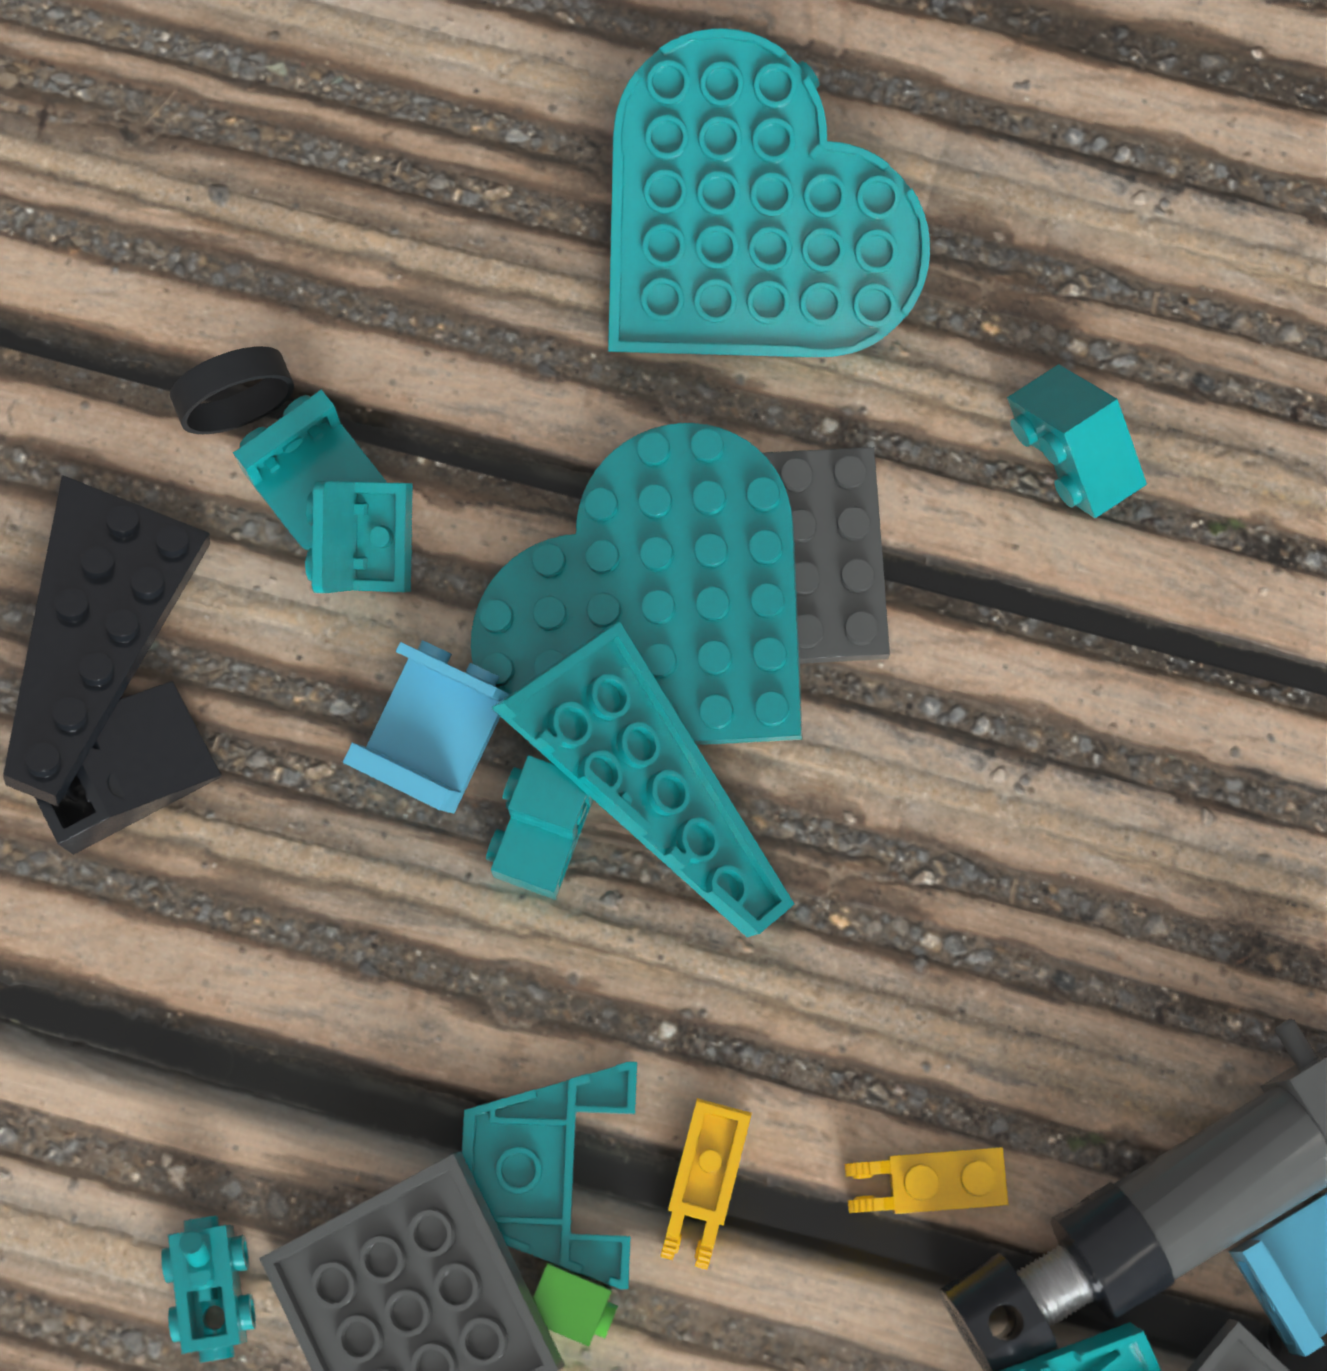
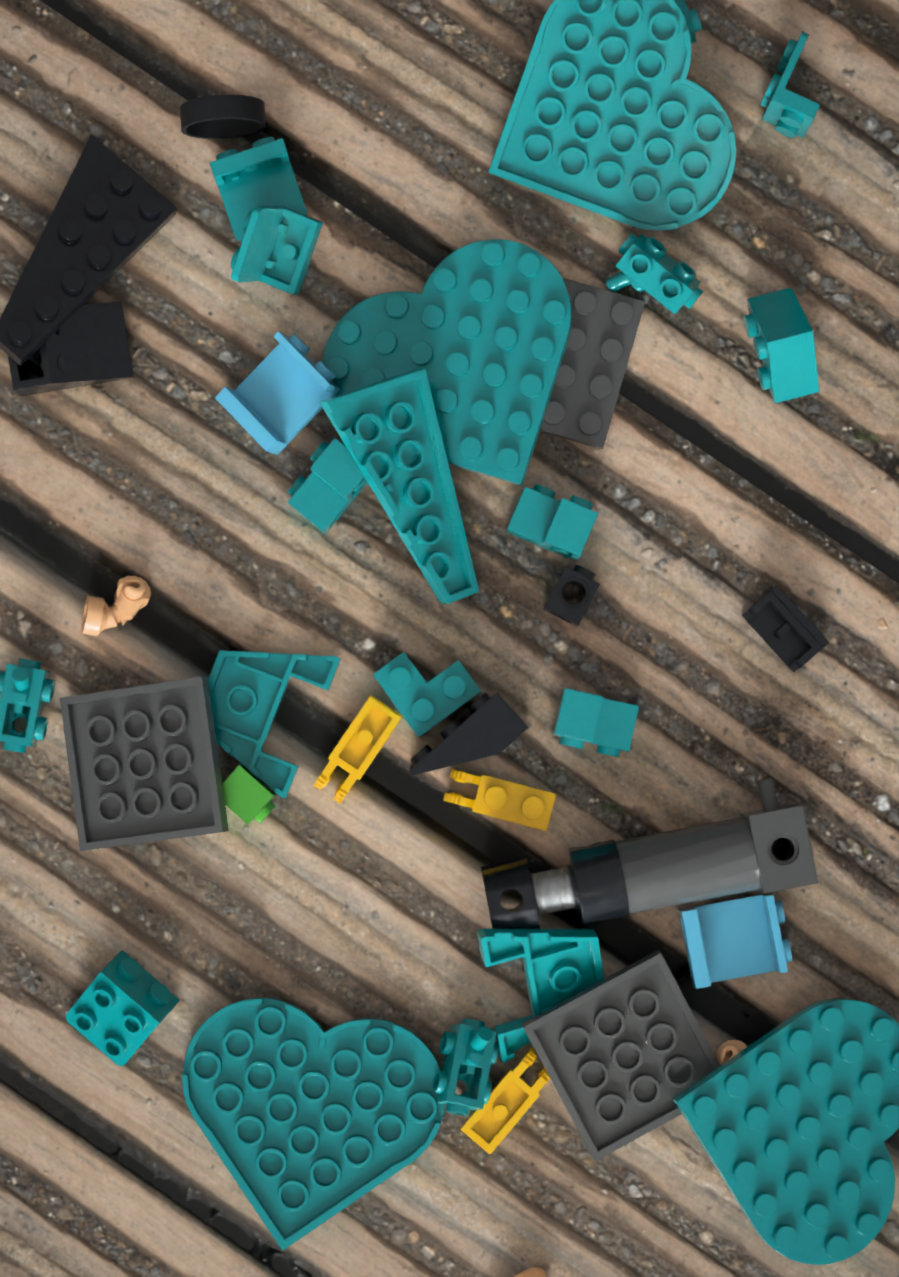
camera: 25 degrees right, 10 degrees up
(313, 1080) = (129, 598): none -> light nougat arm
(773, 1083) = (423, 702): none -> teal brick
(864, 777) = (553, 523): none -> teal brick
(866, 402) = (652, 270): none -> teal brick
(877, 1094) = (482, 735): none -> black slope
(906, 883) = (560, 607): none -> black brick
(964, 142) = (785, 109): none -> teal bracket
(1018, 1024) = (594, 720): none -> teal brick
(1224, 810) = (785, 628): none -> black hinge

